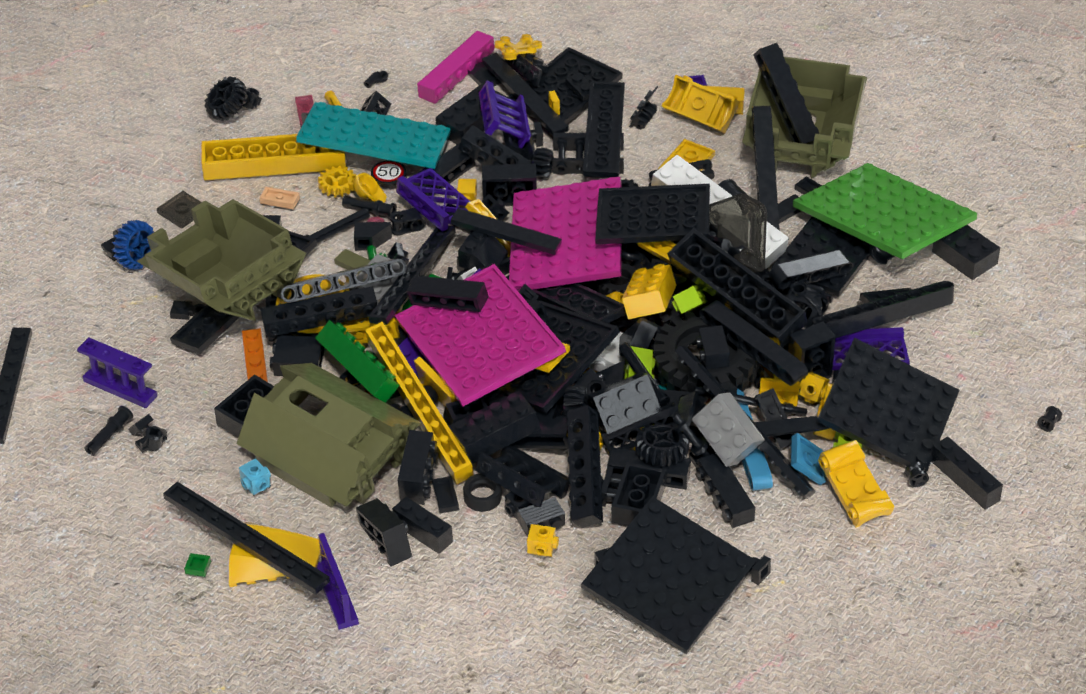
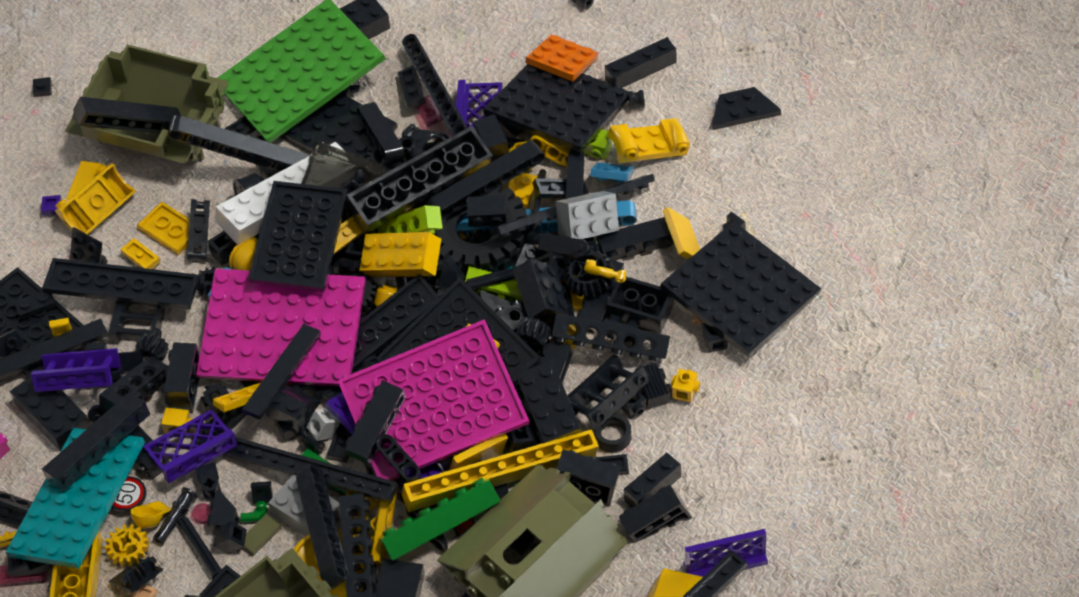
camera: 80 degrees left, 10 degrees up
(302, 187) = (137, 575): none -> black hinge
(344, 239) = (230, 537): none -> black brick
(410, 317) = (396, 451): none -> black beam
(424, 132) = (96, 441): none -> black brick
(649, 145) = (140, 254): none -> yellow plate
(653, 442) = (591, 268): none -> yellow arm
(733, 520) = (681, 233): none -> yellow tile
(835, 57) = (42, 87): none -> black plate
(930, 568) = (743, 107): none -> black wing
(957, 407) = (562, 57): none -> orange plate

